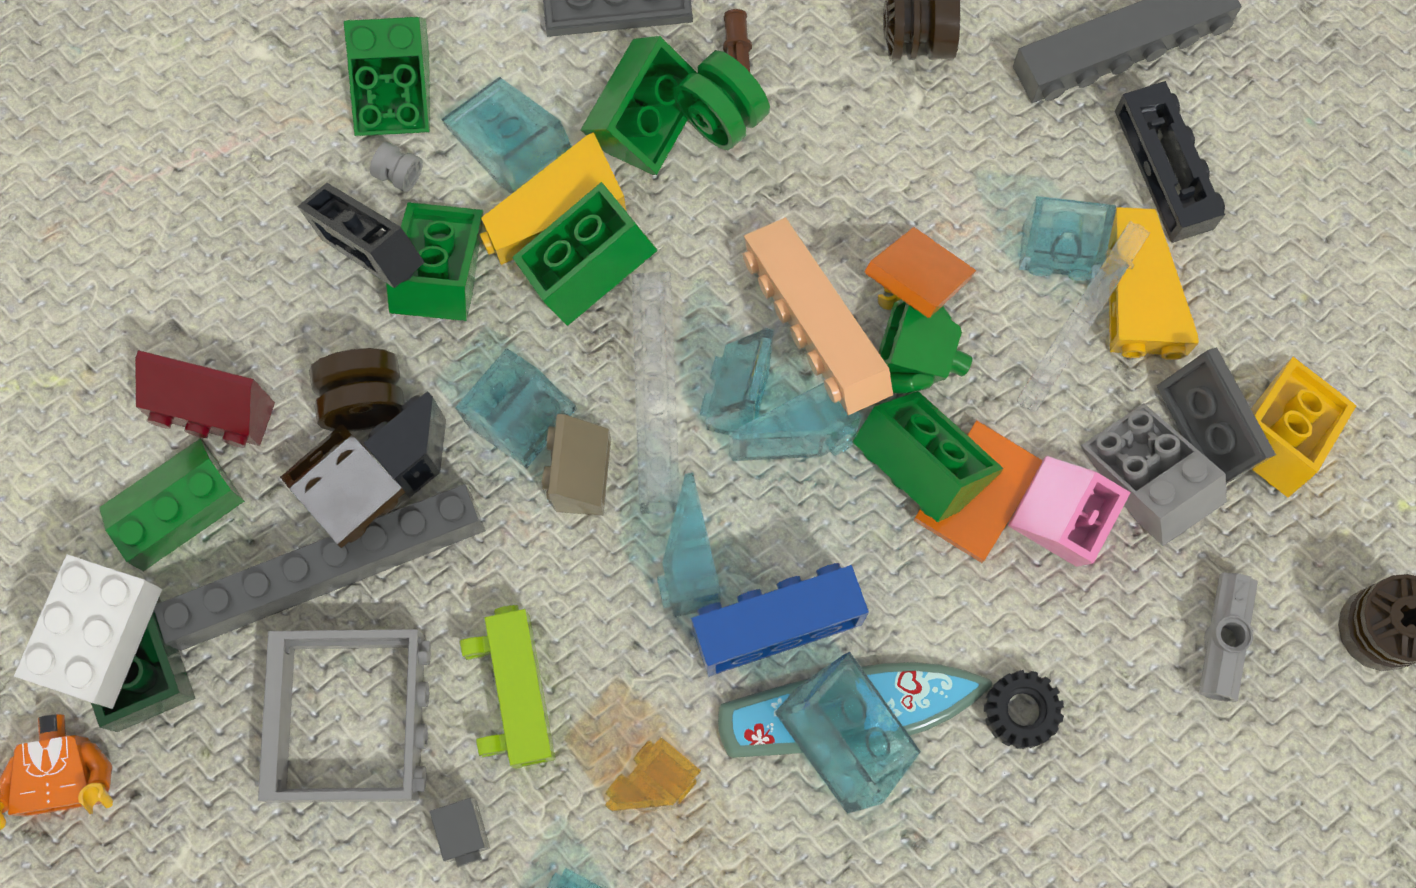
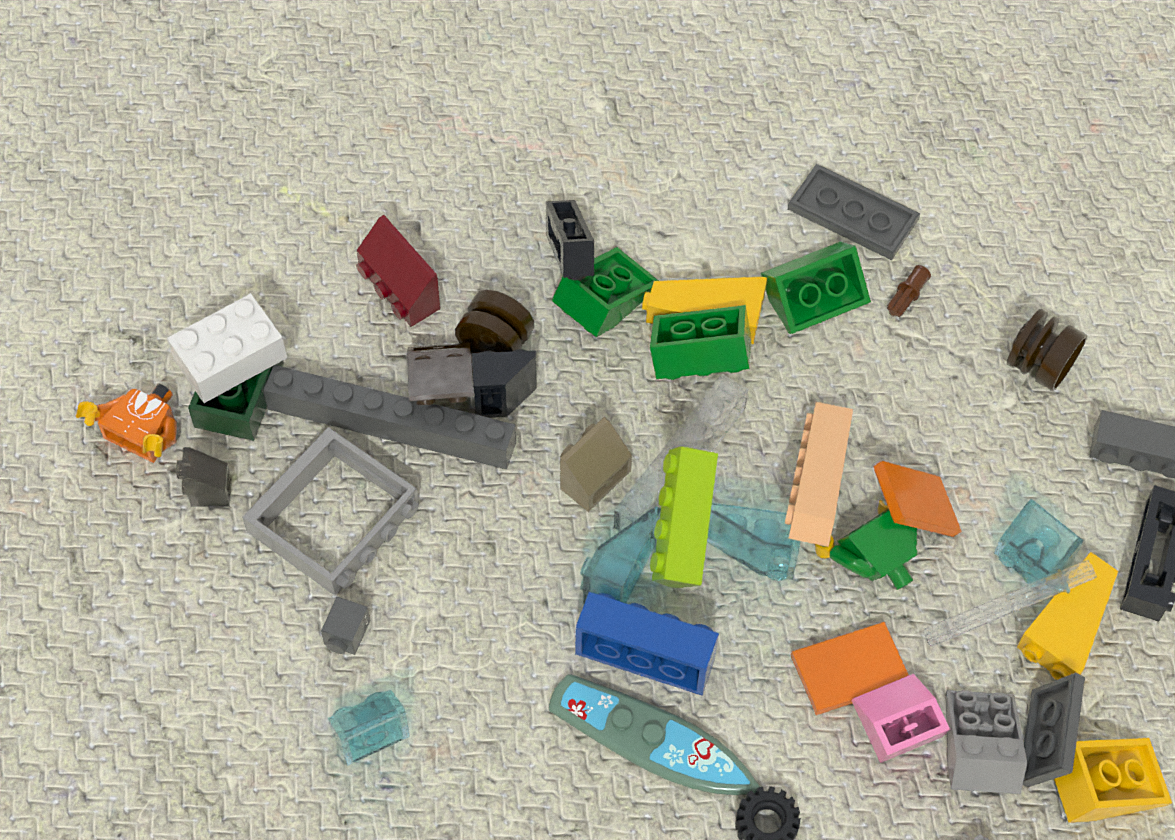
camera: 35 degrees right, 15 degrees down
(169, 506) = (330, 323): green slope -> none
(180, 788) = (204, 479): none -> clear smoke slope
(388, 75) = (666, 165): green slope -> none
(396, 166) = (627, 223): light grey wheel -> none
(508, 133) = (712, 246): clear light blue slope -> none
(514, 407) = (580, 400): clear light blue slope -> none
(518, 688) = (450, 570): lime brick -> none
(657, 782) = (486, 680): clear yellow slope -> none
(722, 100) = (867, 312): green wheel -> none
(724, 465) = (684, 517): none -> lime slope
(739, 382) = (749, 482): clear light blue slope -> none
(849, 734) = (636, 742): clear light blue slope -> none
(926, 455) = (830, 615): green slope -> none

